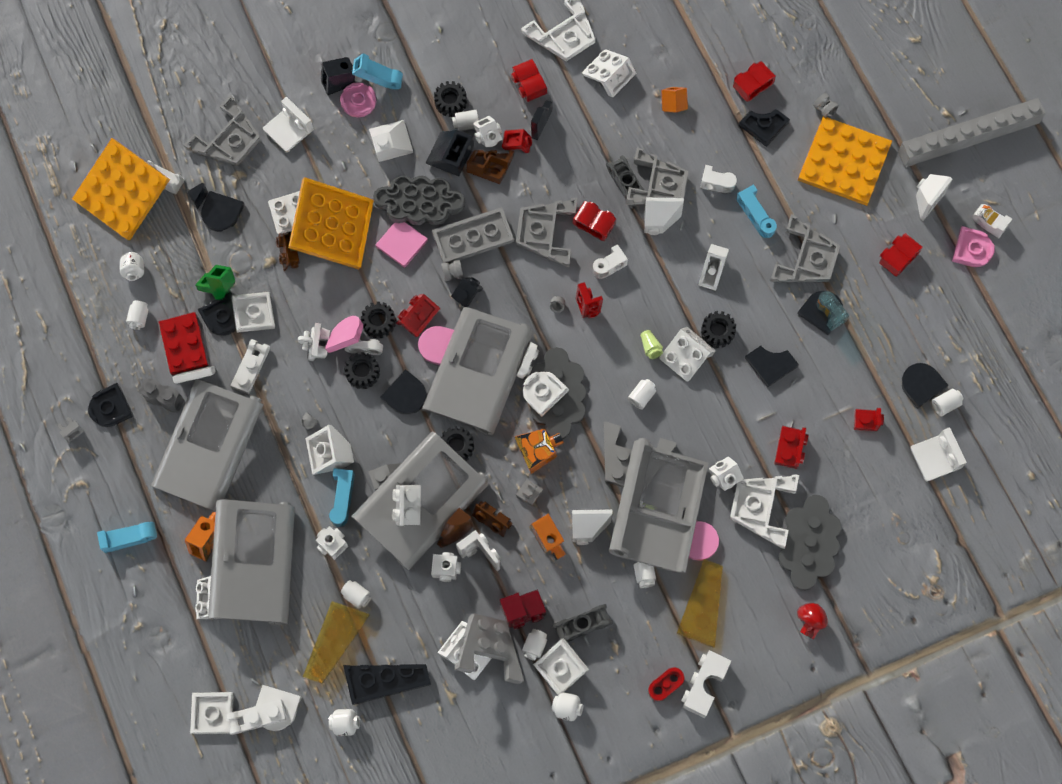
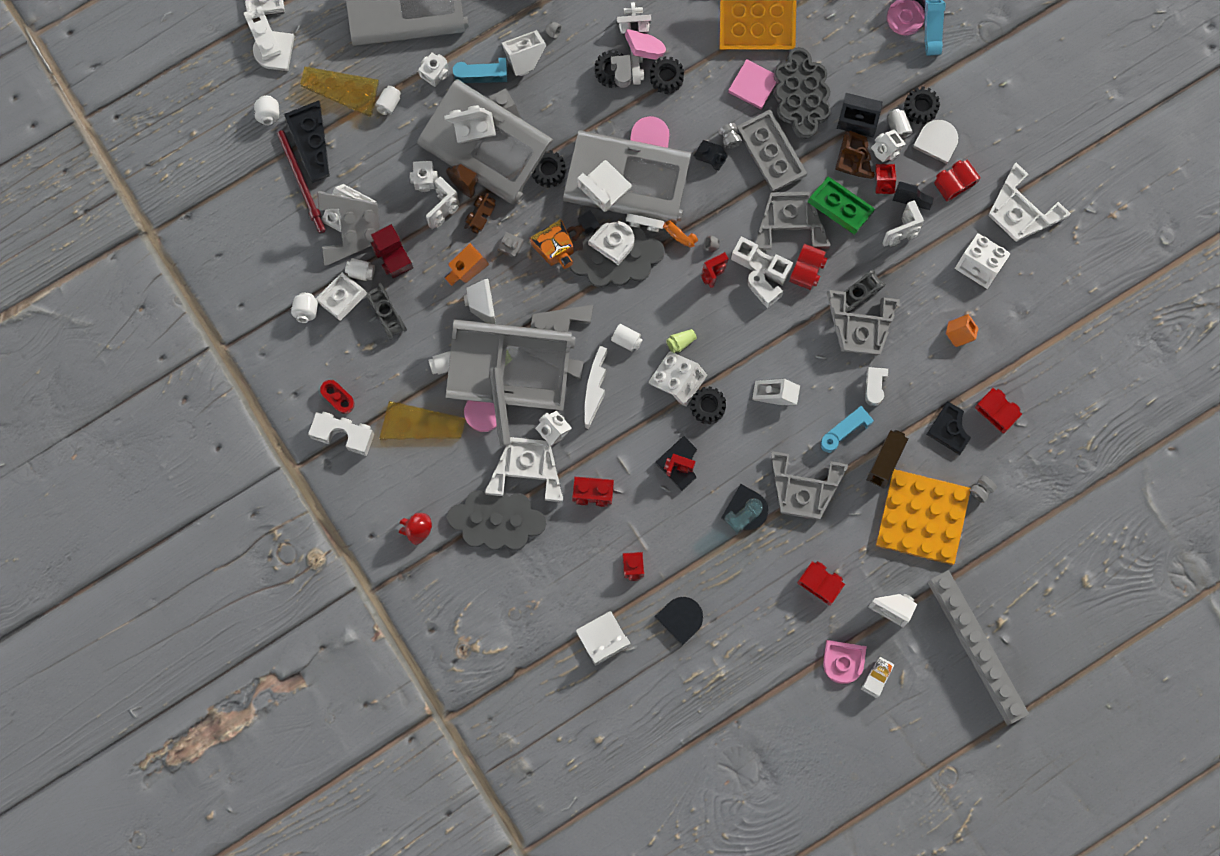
camera: 80 degrees right, 5 degrees up
(370, 355) = (623, 70): none -> light grey leg
(391, 140) = (864, 54): white slope -> none
(405, 394) = (594, 113): black tile -> none
(418, 314) = (677, 111): red bracket -> none
(465, 686) = (314, 213): none -> dark red bar
(486, 91) = (937, 140): none -> white tile
(488, 389) = (604, 185): none -> white bracket
(519, 416) = (587, 224): none -> black piece
(539, 181) = (841, 205): none -> green plate
(545, 331) = (679, 236): none -> orange arm
(566, 120) = (912, 223): none -> white bracket
(578, 267) = (750, 256): none -> white arch
(661, 214) = (822, 330): white slope -> none
(696, 432) = (594, 393): none -> white slope
(701, 519) = (500, 406): none -> light grey axle
(774, 365) = (683, 464): none -> red bracket
(791, 177) = (887, 458): none -> dark brown brick
(947, 402) = (663, 645): white brick -> none

